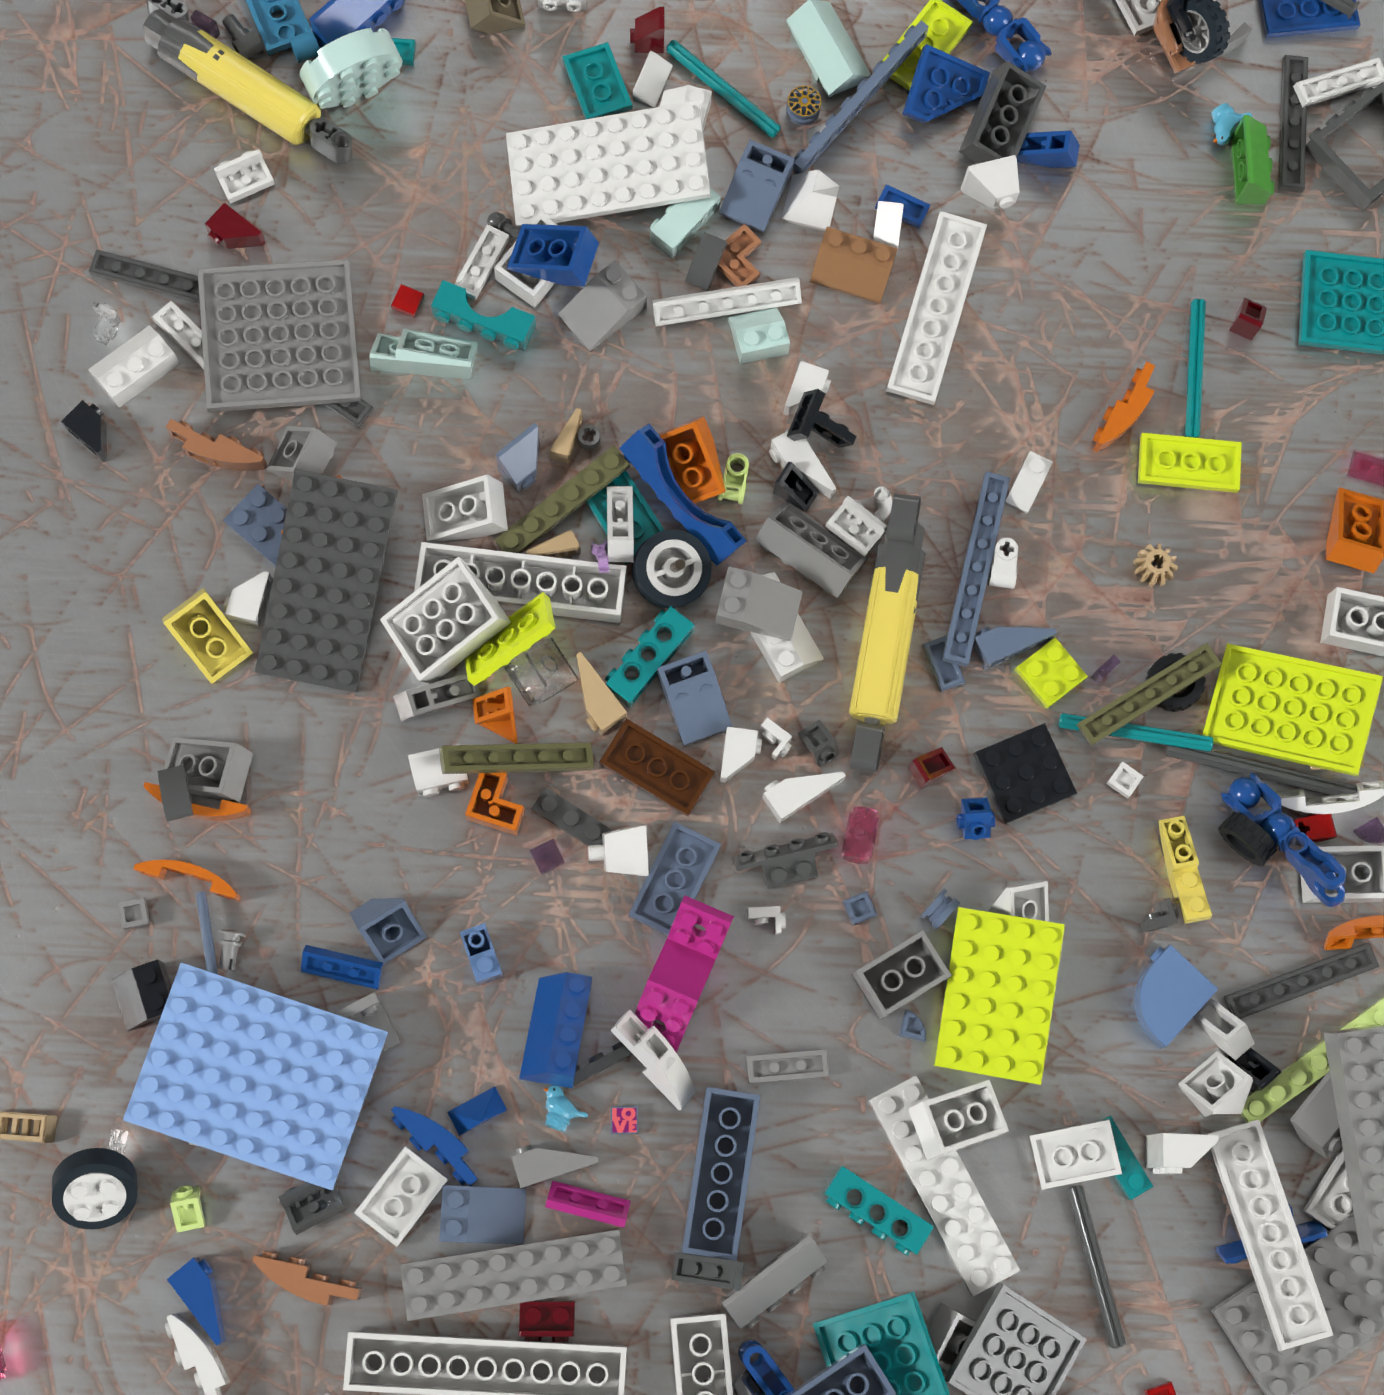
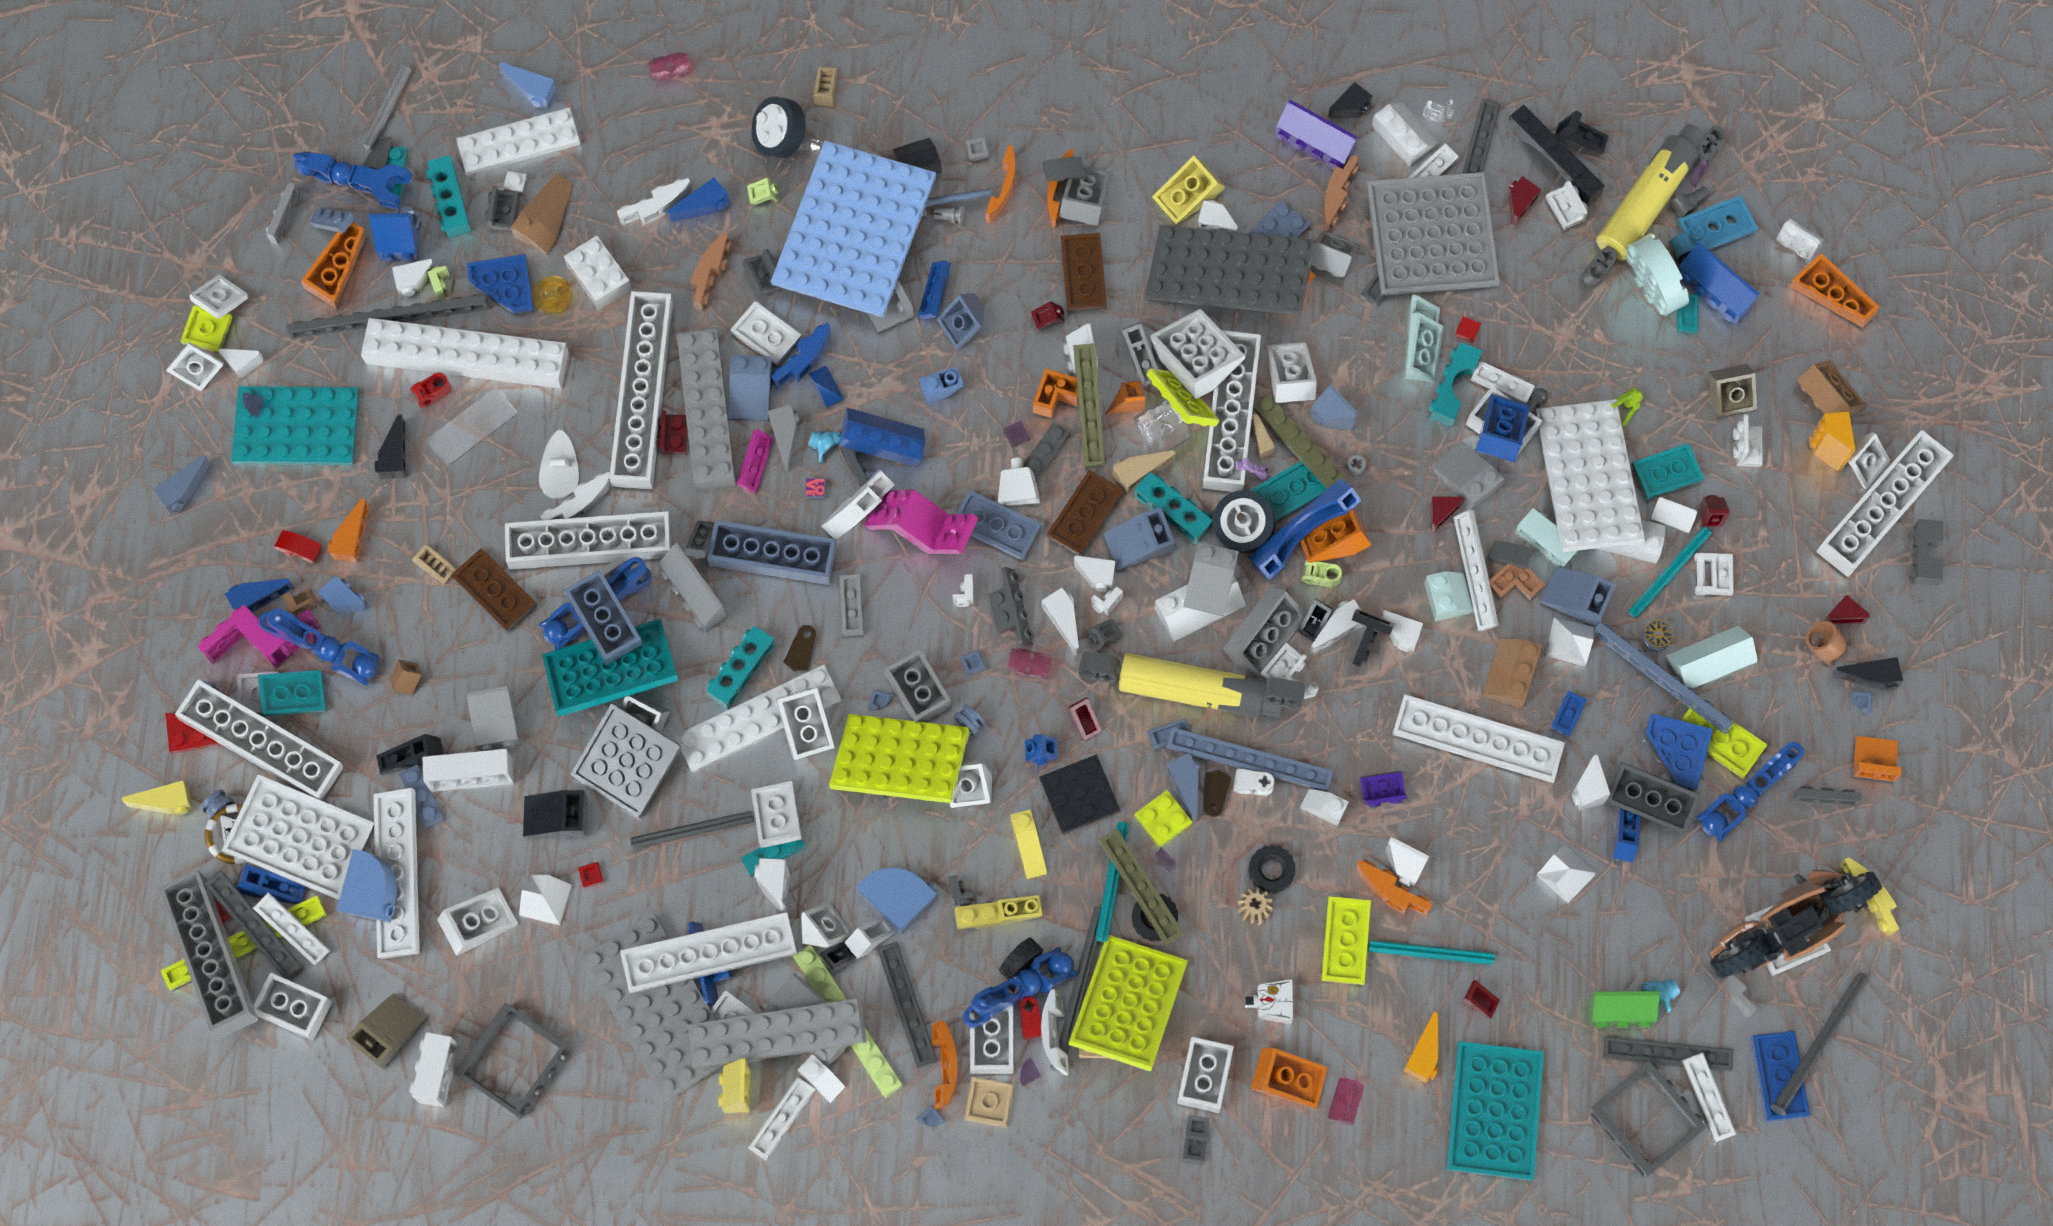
camera: 100 degrees right, 5 degrees down
(137, 471) = (1315, 135): none -> slope
(139, 211) = (1534, 132): none -> black arch
(144, 156) = (1581, 133): none -> black bracket
(319, 770) = (1083, 272): none -> reddish brown plate
(381, 816) = (1048, 315): none -> dark red bracket
(505, 119) = (1629, 399): none -> lime plant
(565, 443) = (1350, 446): tan slope -> none
(620, 524) = (1278, 481): white slope -> none
(651, 338) = (1442, 509): none -> dark red slope
(725, 32) = (1720, 574): none -> white plate
(848, 1131) = (801, 649): none -> dark brown piece
(888, 223) = (1547, 699): white slope -> none
(1005, 415) = (1383, 788): none -> dark purple bracket
(1014, 610) = (1215, 791): none -> dark brown piece
(1092, 219) = (1566, 873): none -> white slope
(1092, 834) = (1028, 844): none -> light yellow slope
(1099, 390) = (1405, 862): none -> white slope
(1113, 526) = (1264, 883): none -> black tyre
(1125, 780) = (1073, 871): white plate -> none
(1269, 545) = (1273, 1001): none -> white torso
(1318, 378) = (1425, 1054): none -> light orange slope

